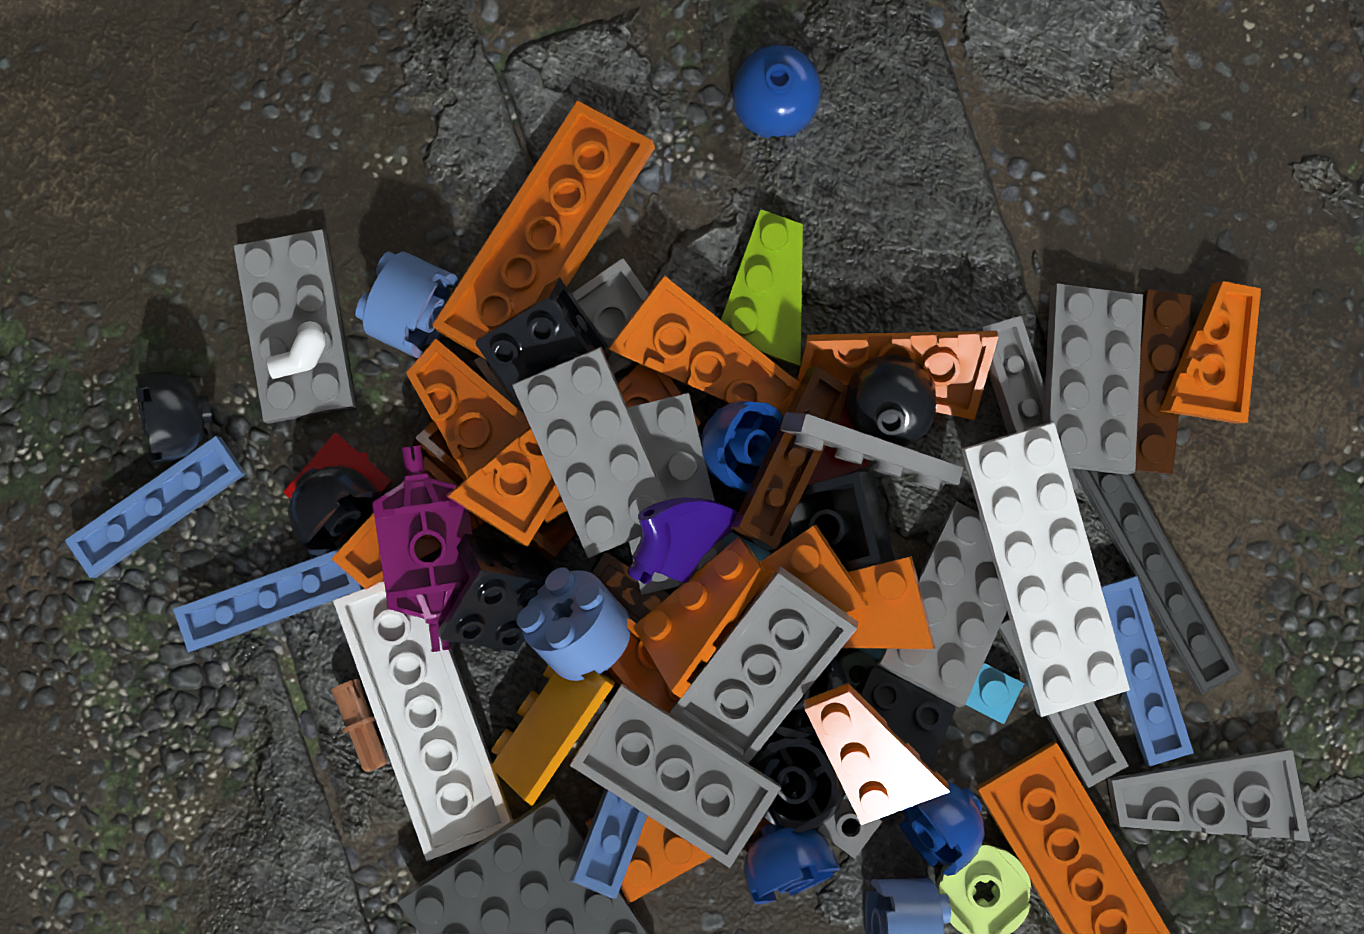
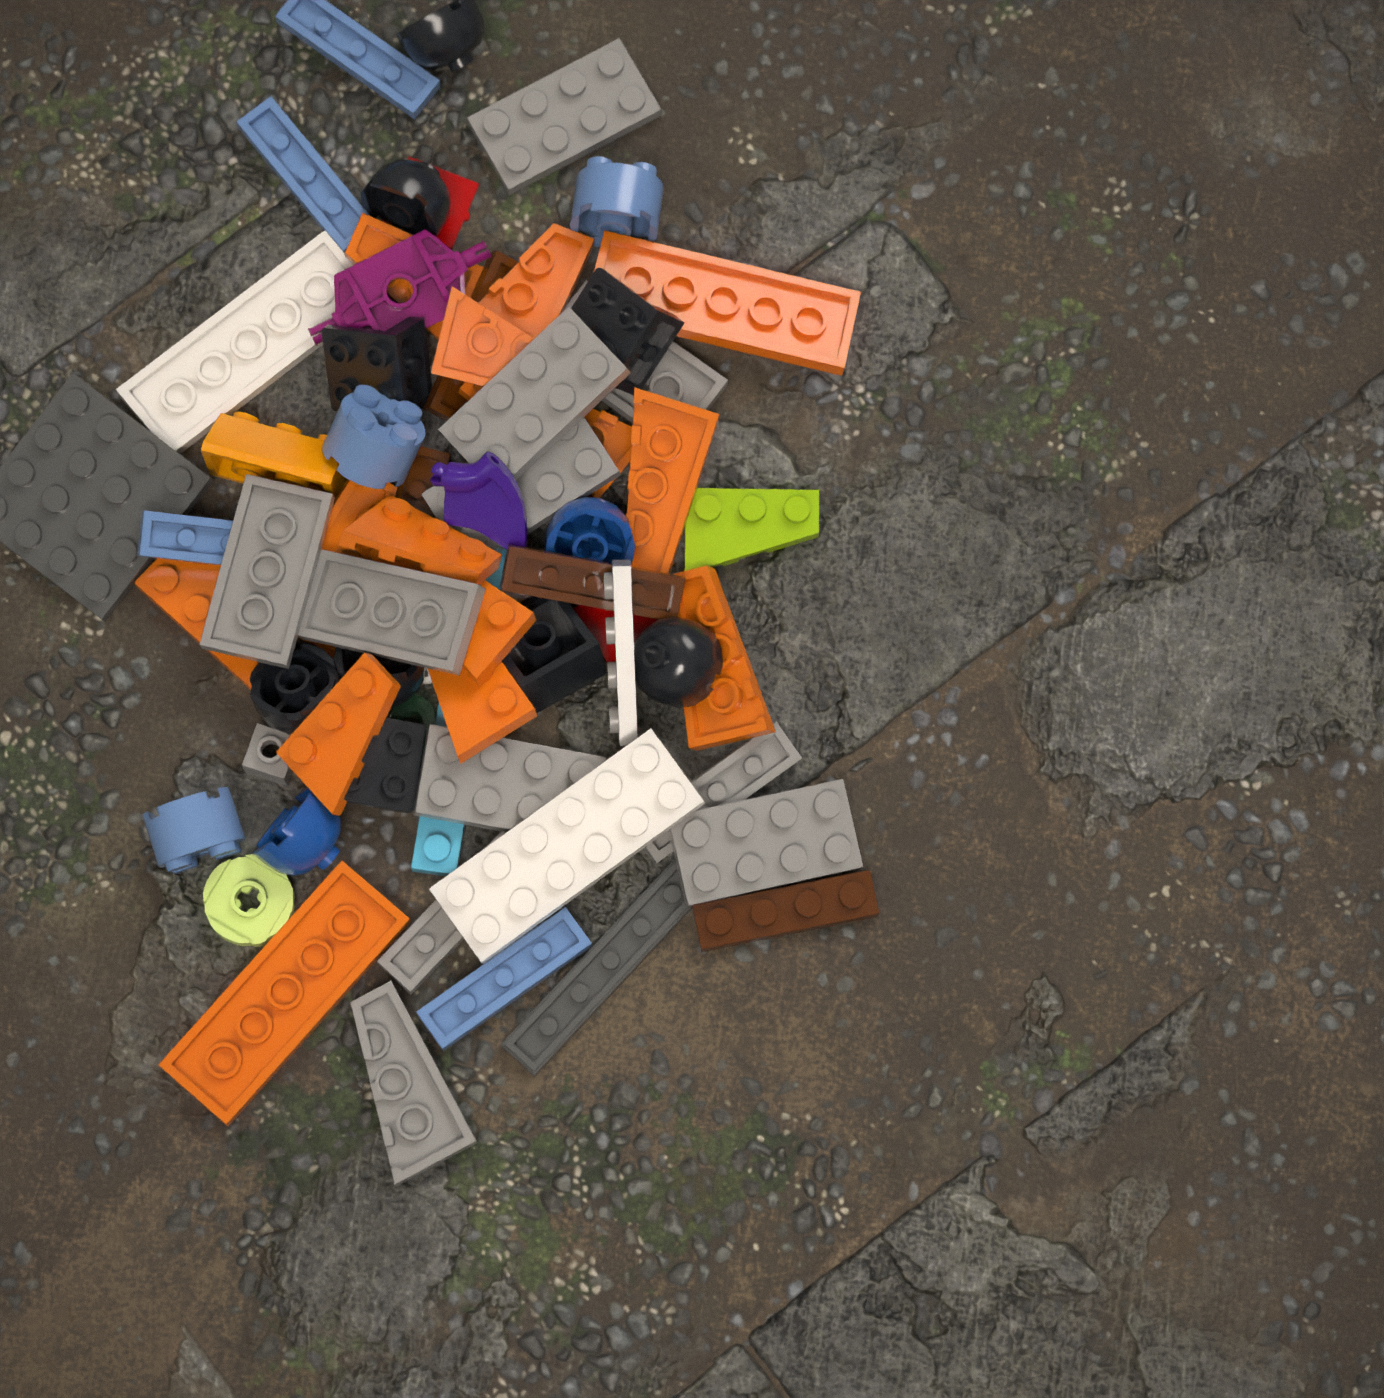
camera: 70 degrees right, 10 degrees down
(303, 353) = (539, 129): white arm -> none
(359, 724) = (219, 292): nougat axle -> none
(776, 91) = (936, 469): blue cylinder -> none
(787, 862) = (217, 706): blue cylinder -> none
(1219, 357) = (825, 954): orange wing -> none

